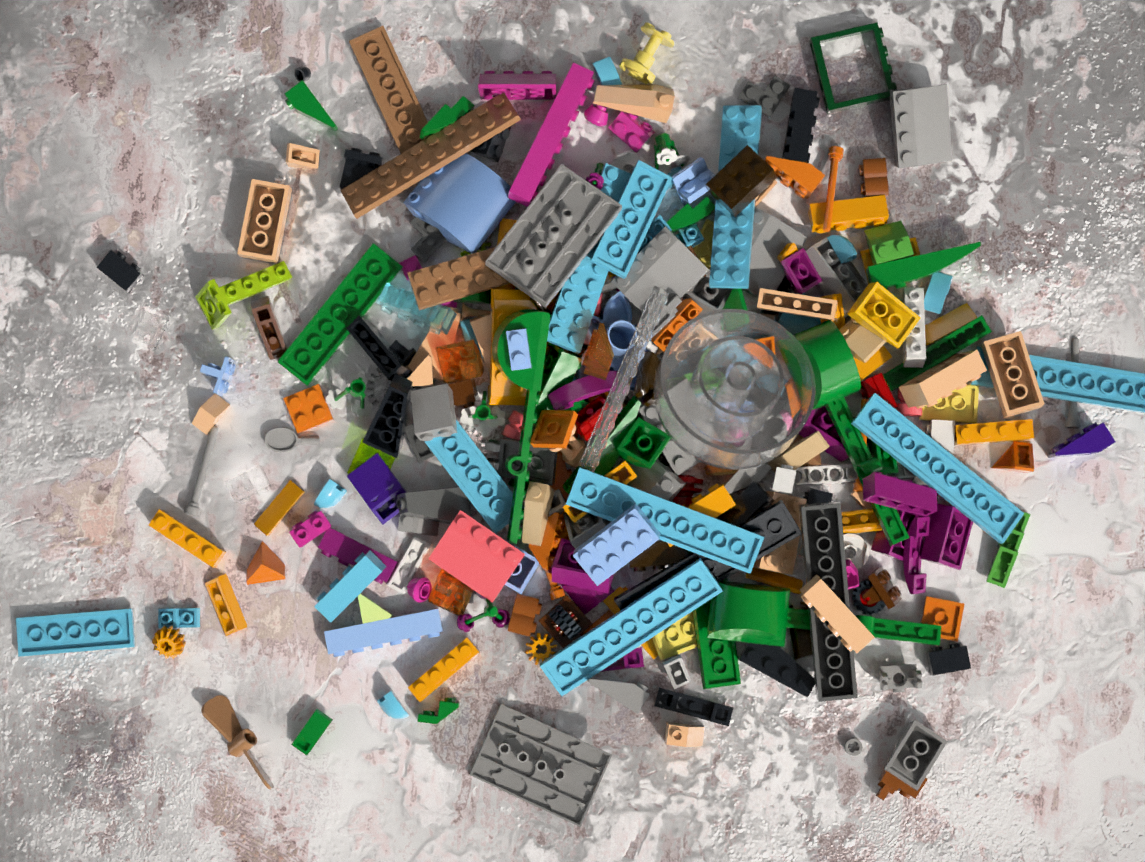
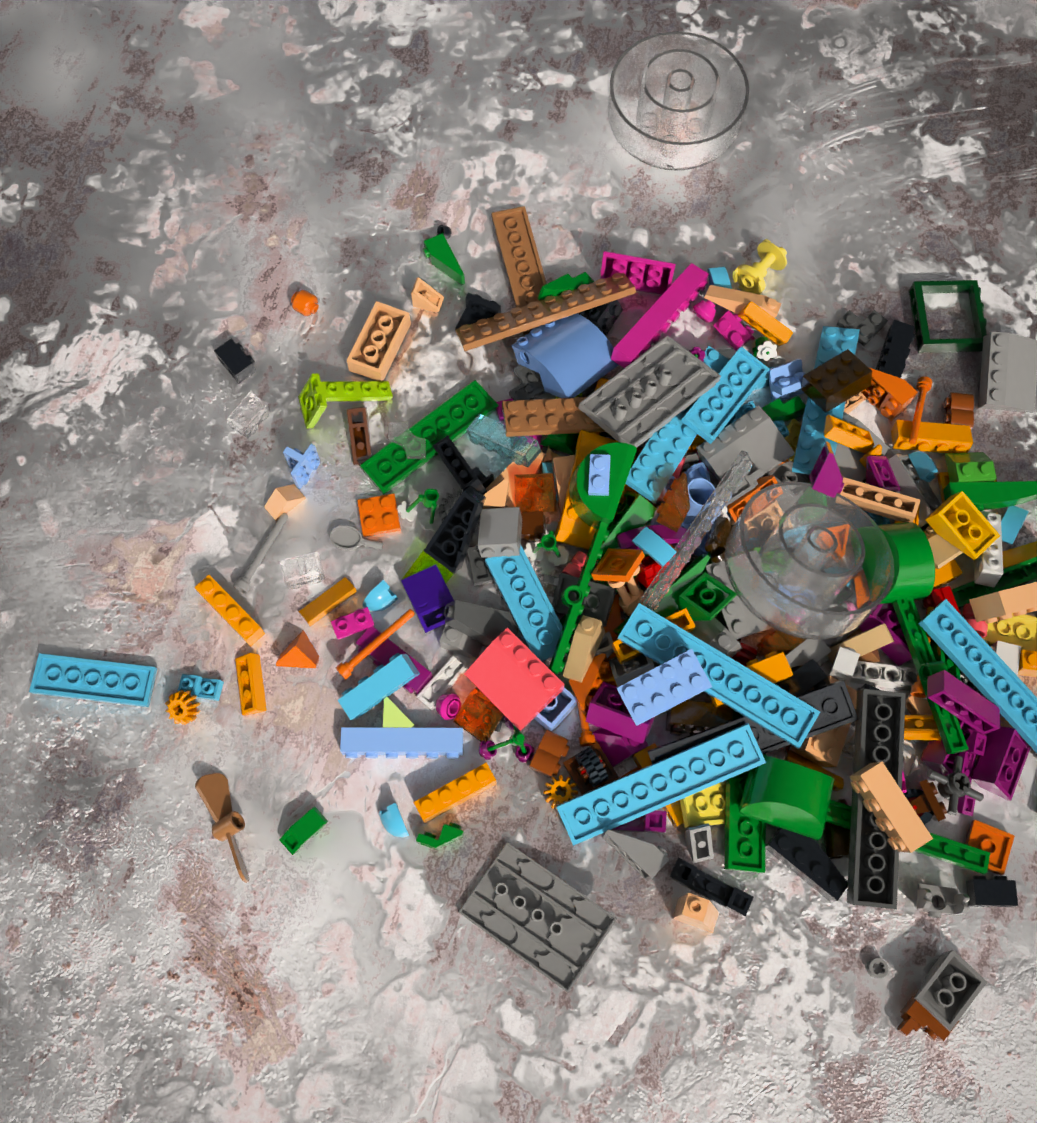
camera: 10 degrees right, 15 degrees down
(175, 190) = (304, 303): none -> orange head
(311, 321) = (413, 445): none -> clear tile
(315, 575) = (347, 667): none -> orange piece
(585, 405) = (654, 546): none -> medium azure slope
(662, 120) = (765, 324): none -> light orange slope
(741, 295) = (826, 473): none -> magenta slope
(759, 238) = (848, 434): none -> light orange slope
(907, 573) = (954, 785): none -> dark grey bar

